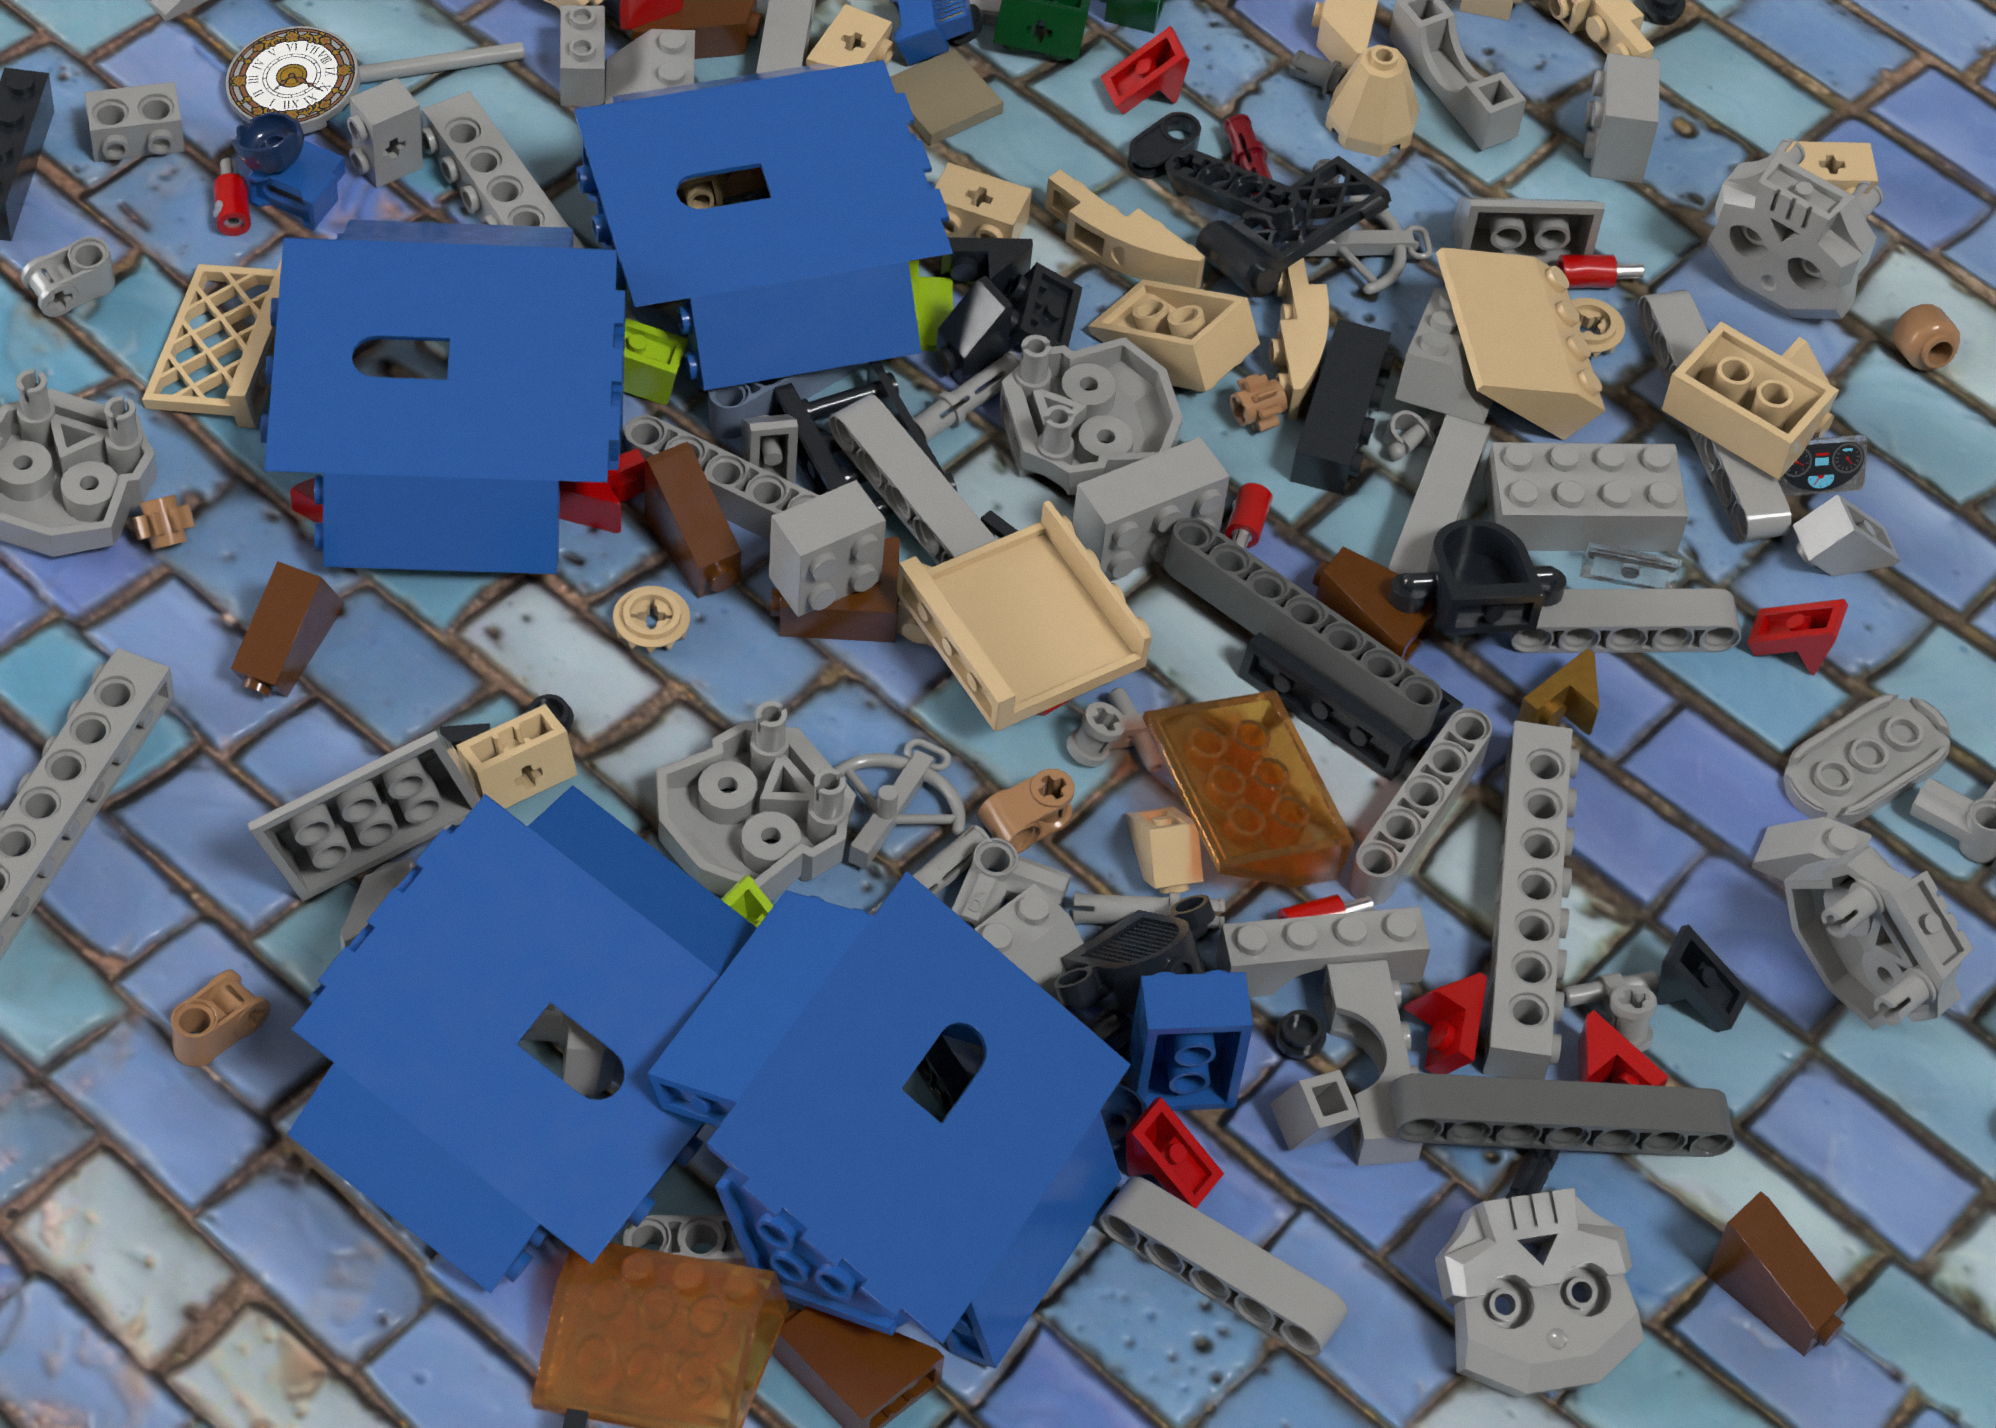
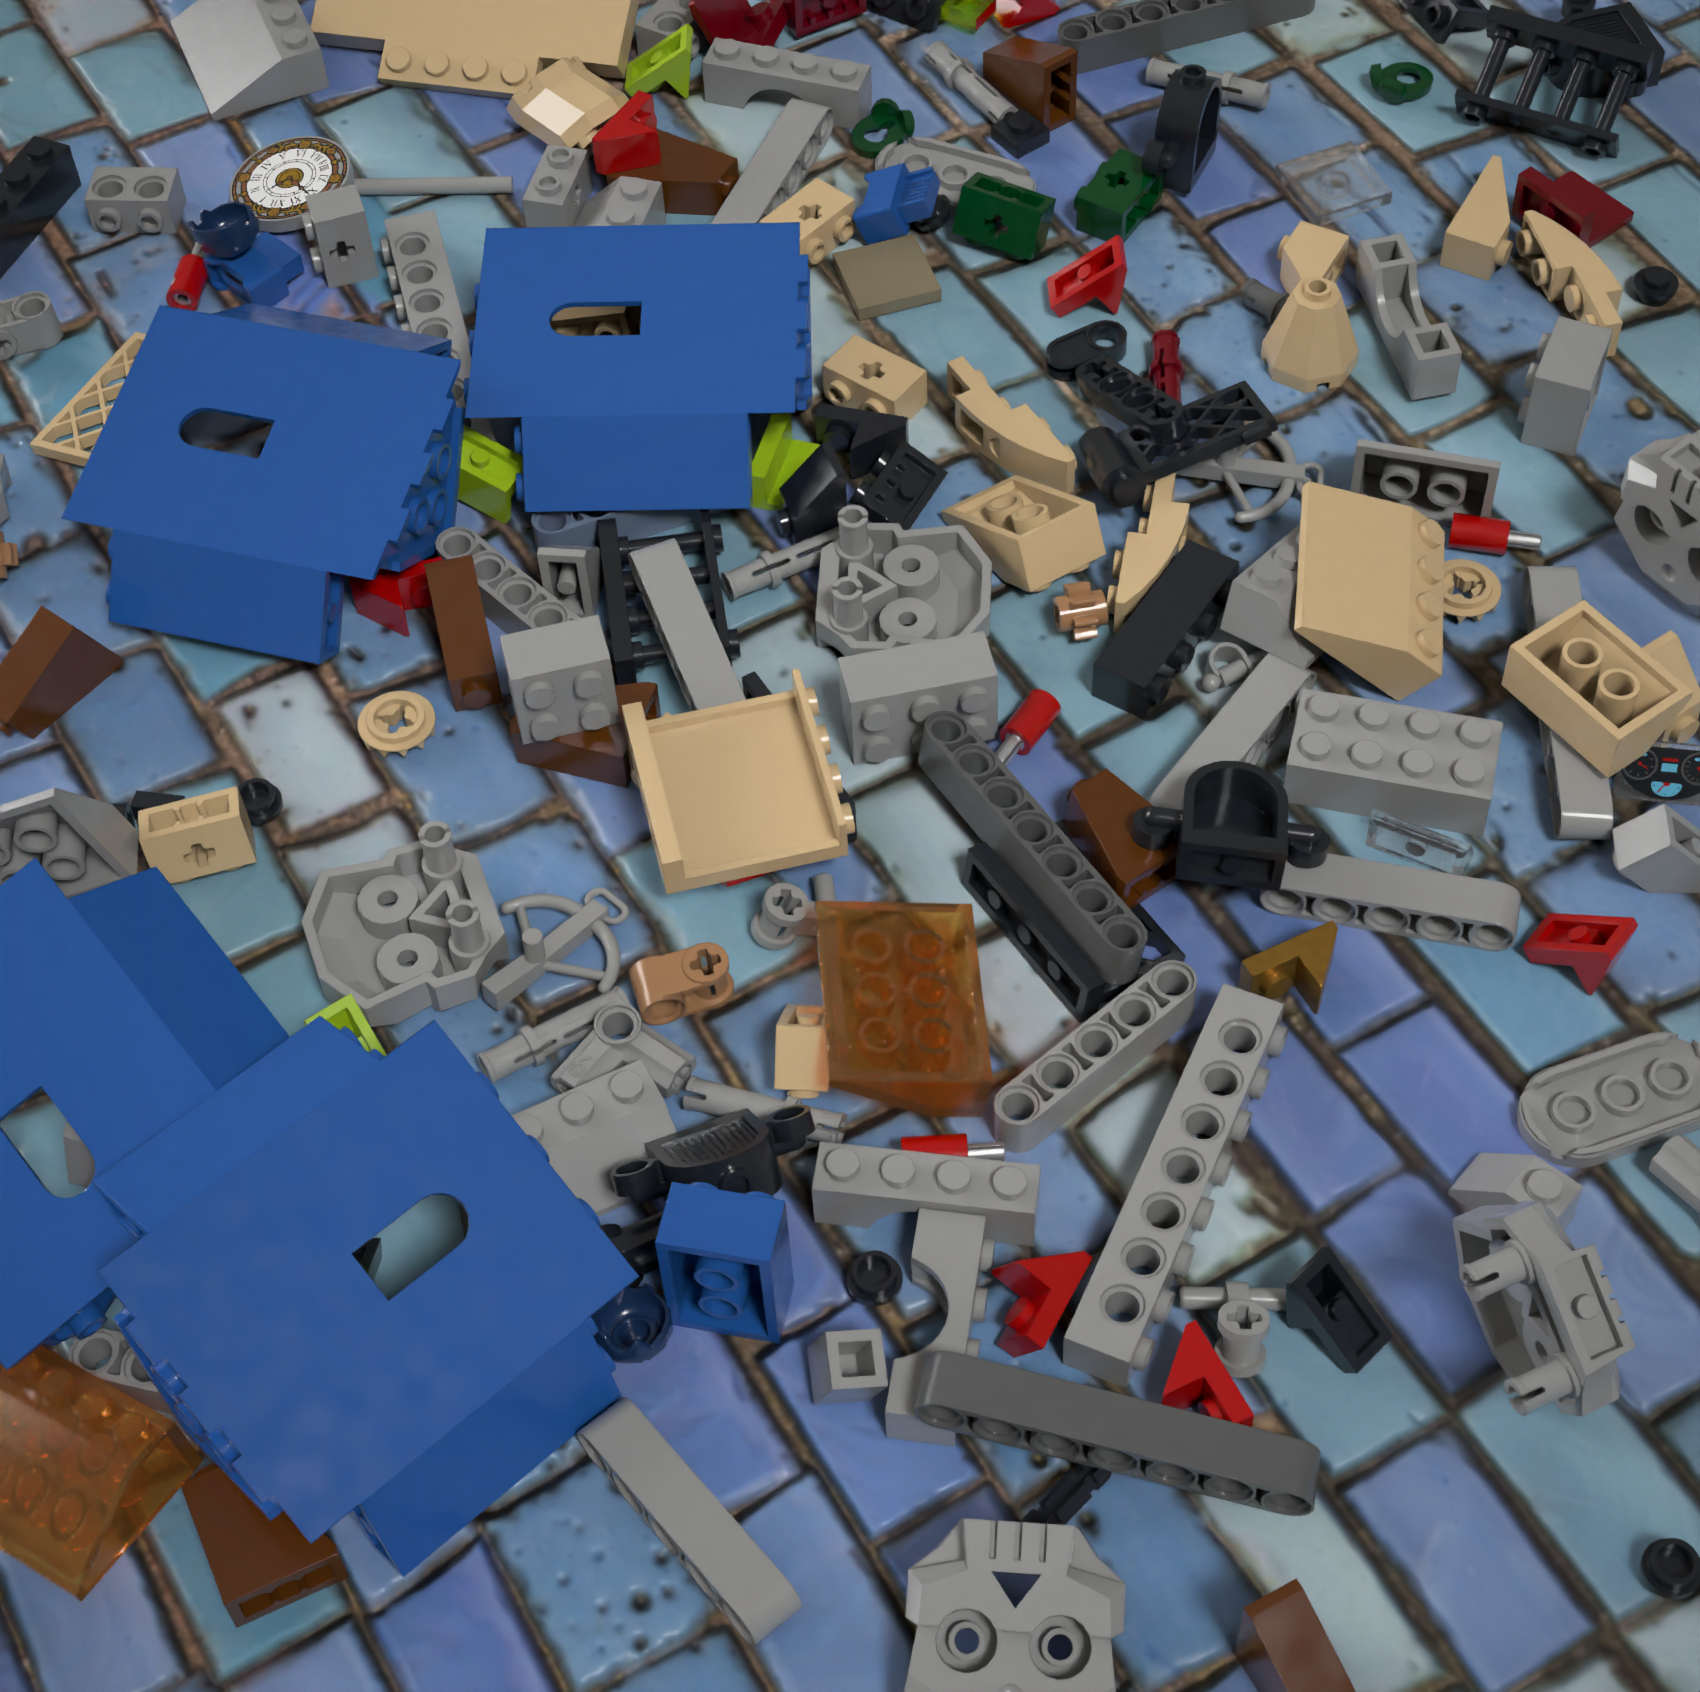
camera: 25 degrees right, 0 degrees up
(1169, 1151) = (675, 1382): red slope -> none

